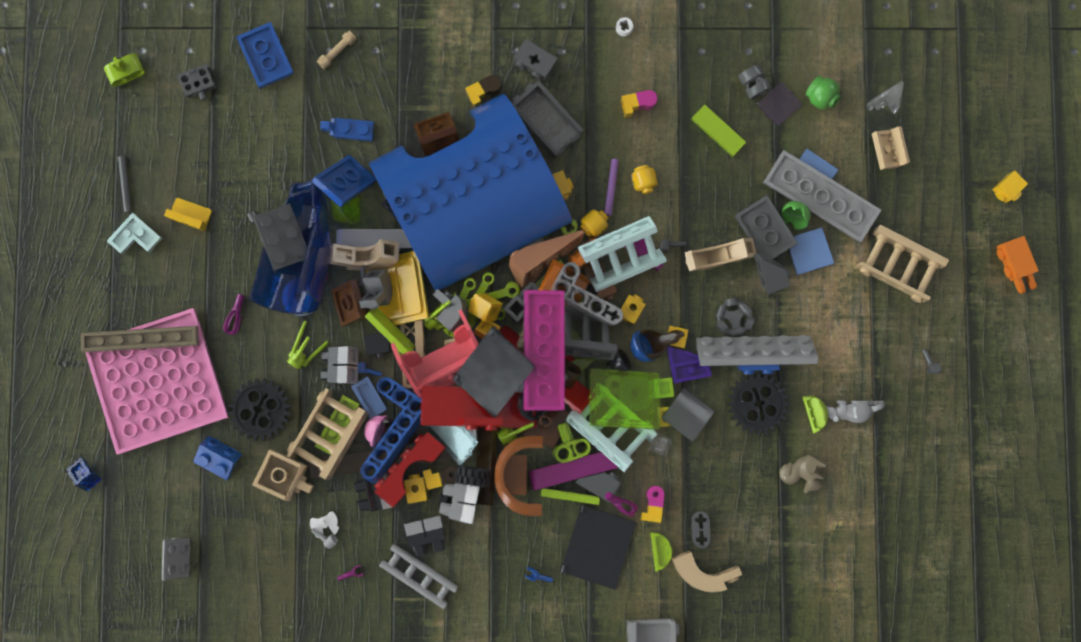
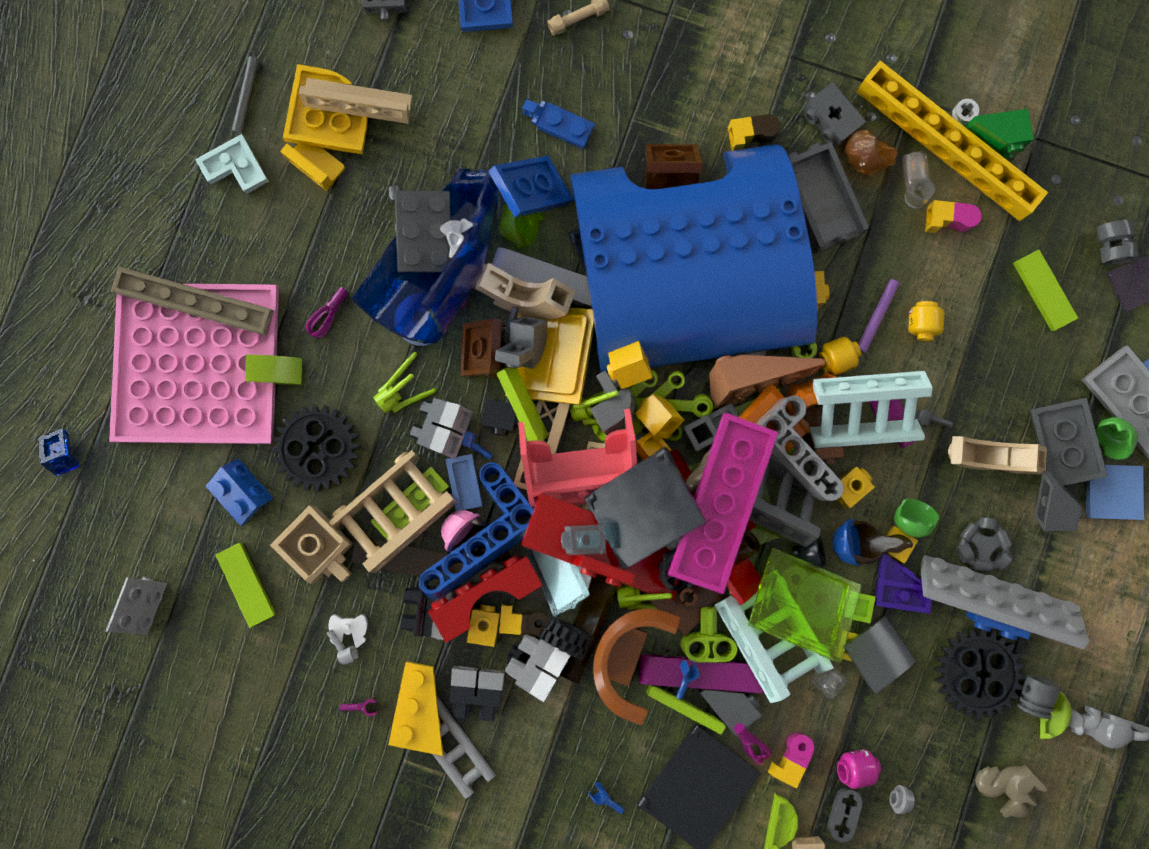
camera: 20 degrees right, 0 degrees up
(185, 177) = (322, 127): none -> yellow plate
(204, 162) = (356, 100): none -> tan fence
(212, 366) = (273, 369): none -> lime slope
(244, 519) = (245, 584): none -> lime tile
(302, 230) = (453, 231): none -> white piece
(390, 562) = (416, 714): none -> yellow wing
(451, 280) = (629, 365): none -> yellow brick
(461, 406) = (584, 539): none -> clear light blue brick
(563, 473) = (689, 674): none -> blue hand
(567, 78) = (869, 154): none -> clear orange hair
(606, 84) = (917, 178): none -> clear piece
(619, 51) = (951, 141): none -> yellow brick
(649, 37) = (1004, 131): none -> green slope
(681, 315) = (916, 518): none -> bright green hair
(698, 495) = (858, 769): none -> dark pink head
(734, 506) = (901, 800): none -> light grey plate
(801, 405) = (1039, 696): none -> dark grey piece

